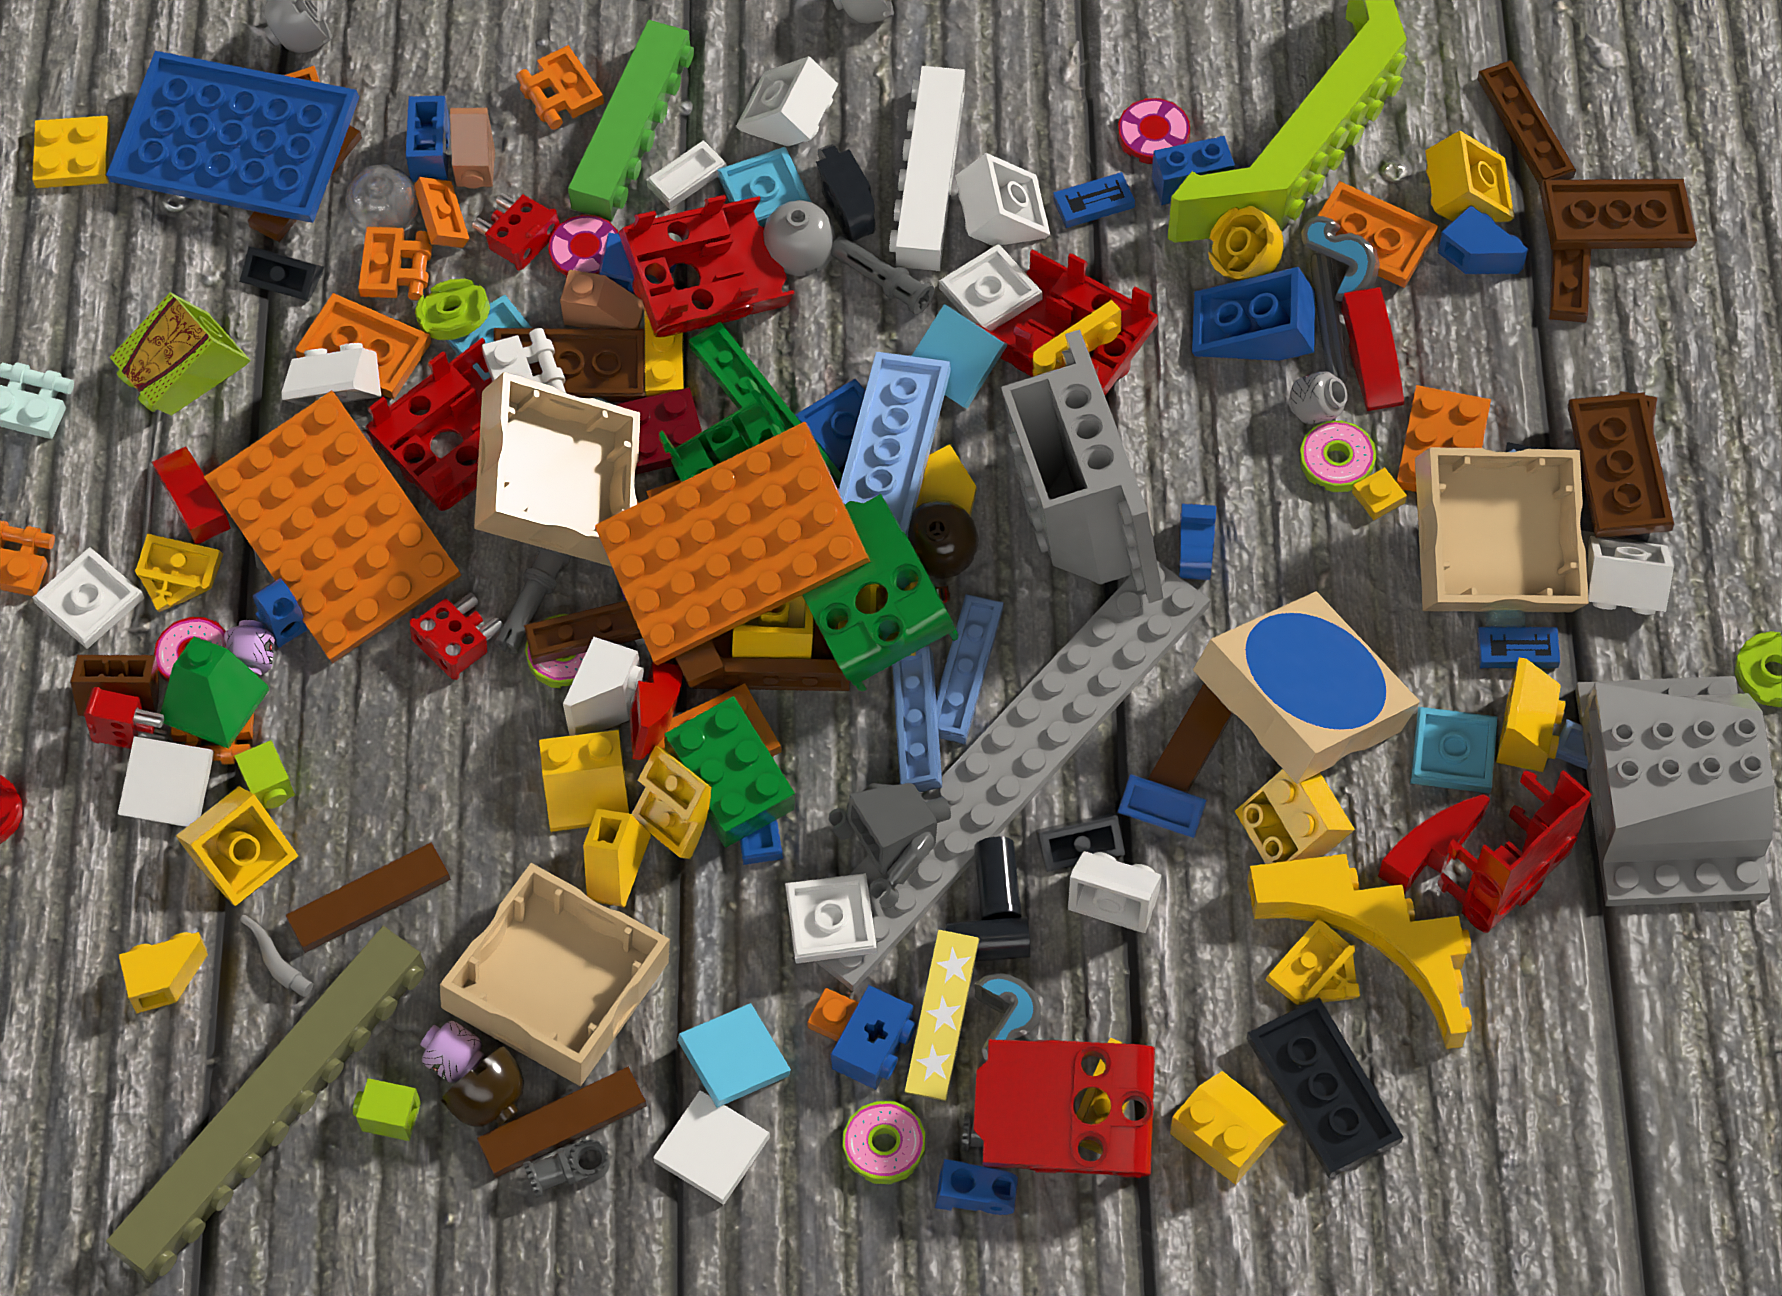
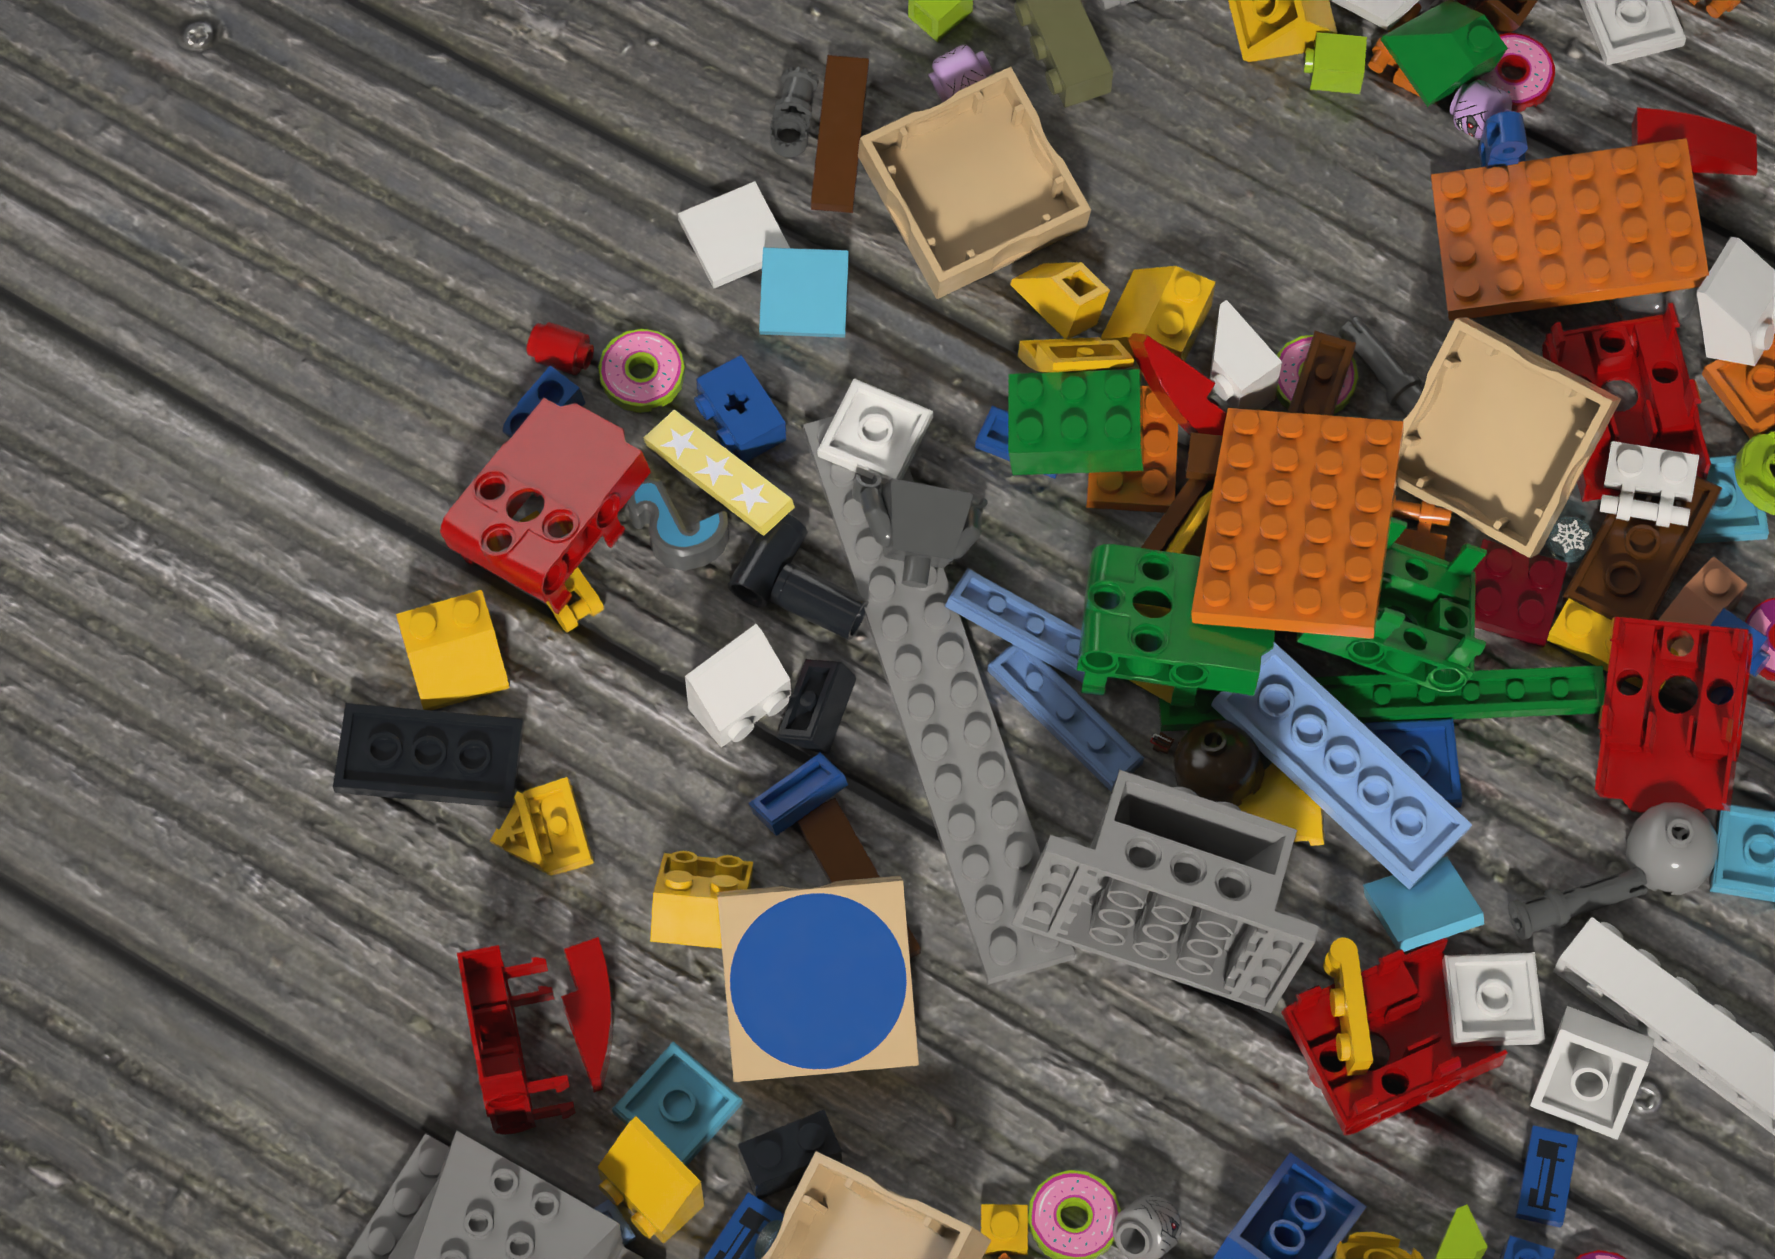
camera: 120 degrees right, 5 degrees up
(176, 570) = (1611, 96): yellow slope -> none
(368, 897) = (1162, 92): reddish brown tile -> none
(451, 637) = (1387, 272): red piece -> none
(487, 1092) = (899, 77): dark brown cylinder -> none
(831, 1014) = (791, 396): orange plate -> none
(846, 192) = (1698, 920): black piece -> none
(909, 1213) = (560, 348): none -> red brick
(1196, 541) = (1058, 1005): blue leg -> none
(1425, 950) = (550, 911): yellow arch -> none
(1437, 646) = (783, 1154): none -> black brick

